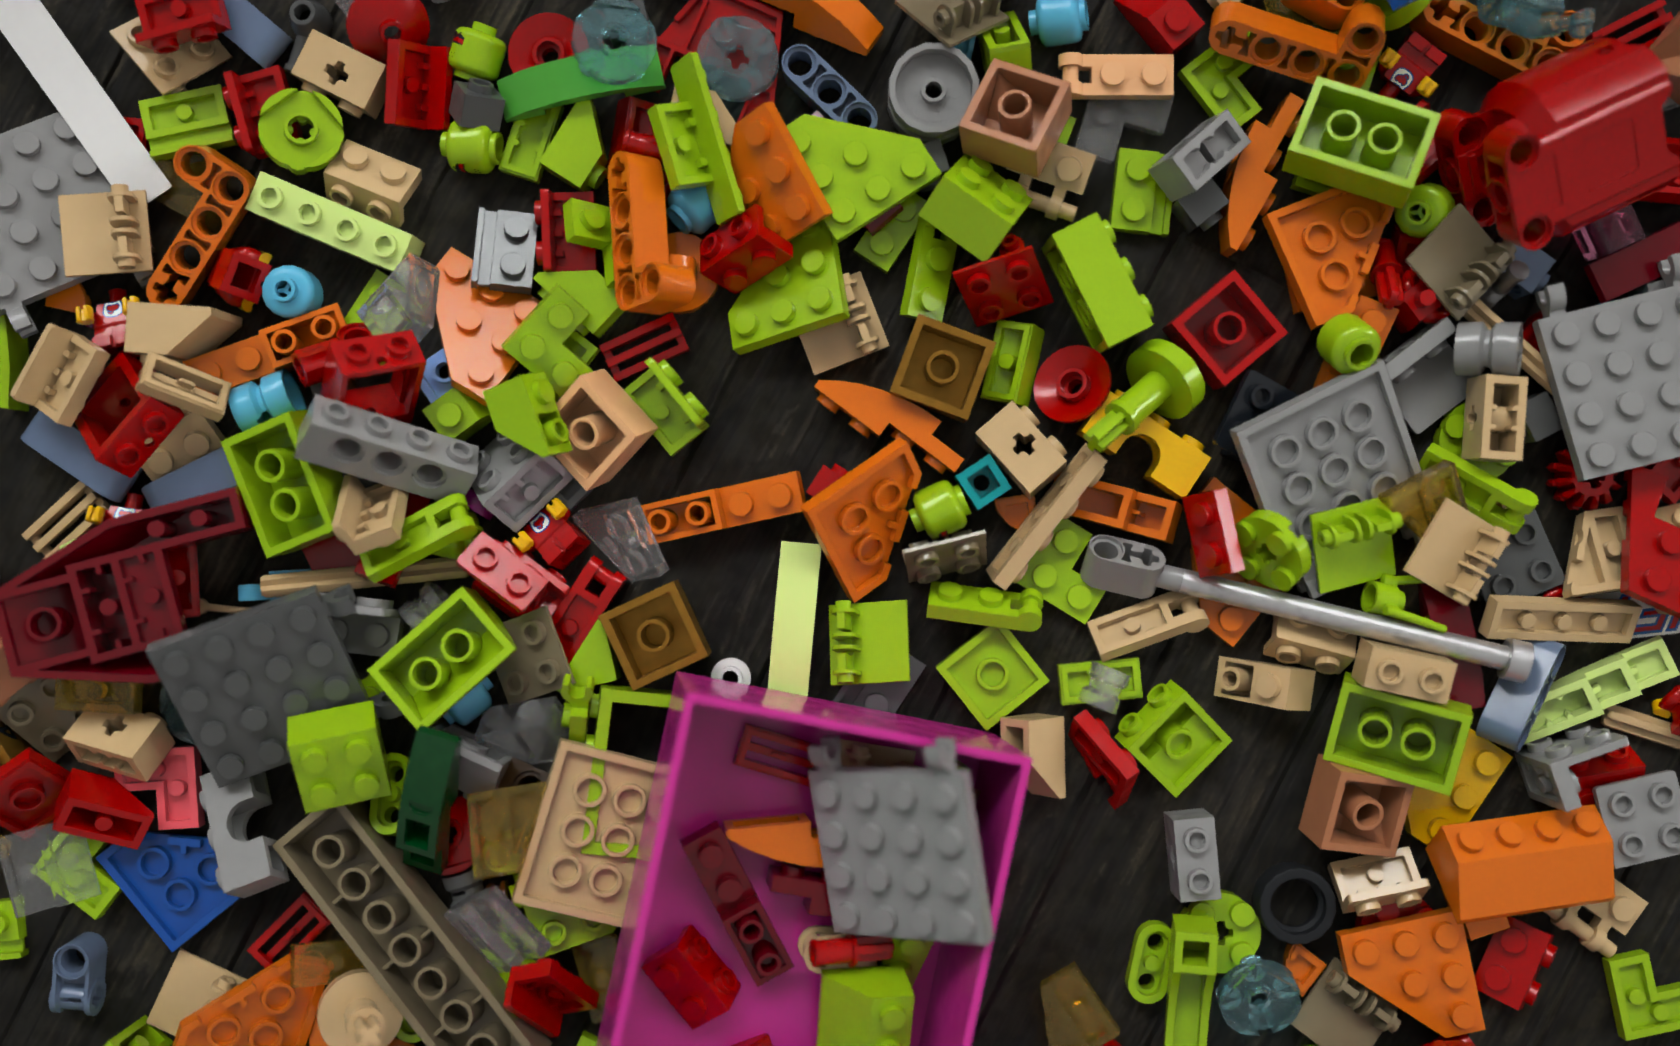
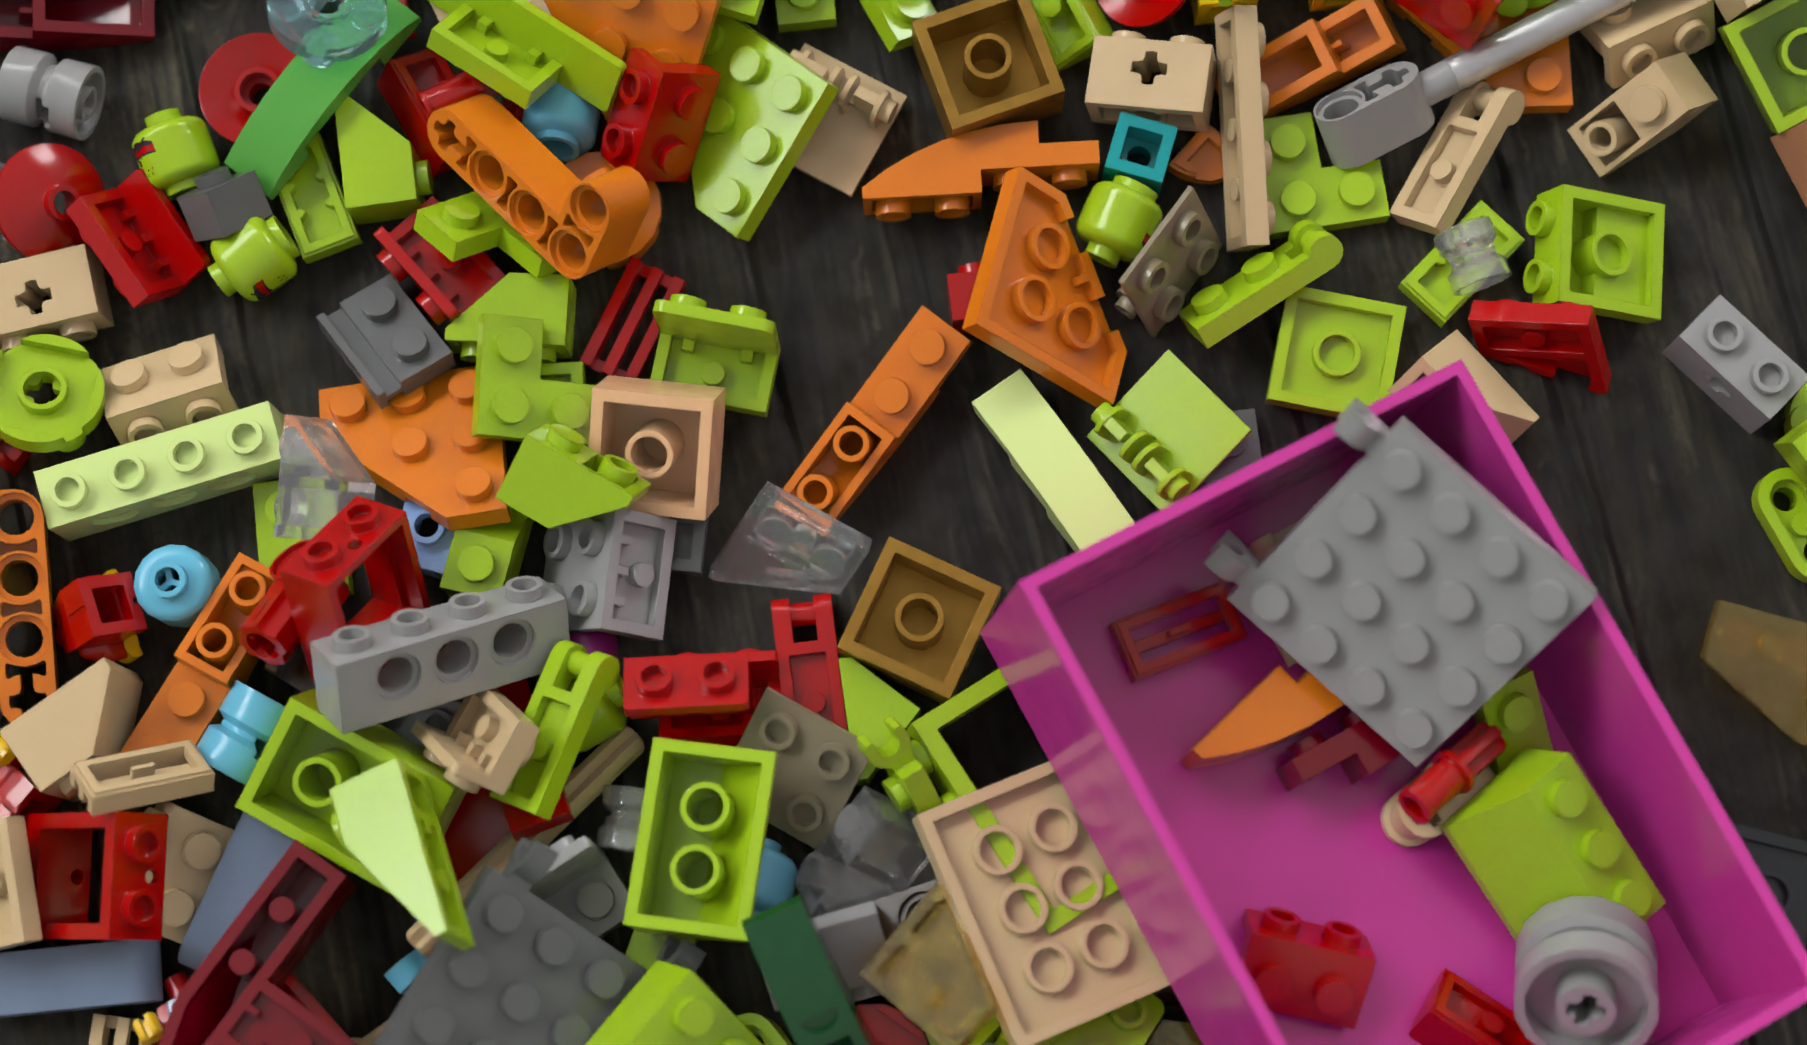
camera: 30 degrees left, 10 degrees down
(275, 542) = (396, 834): none -> lime slope
(553, 536) = (707, 611): red piece -> none
(737, 903) = (1278, 835): dark red slope -> none

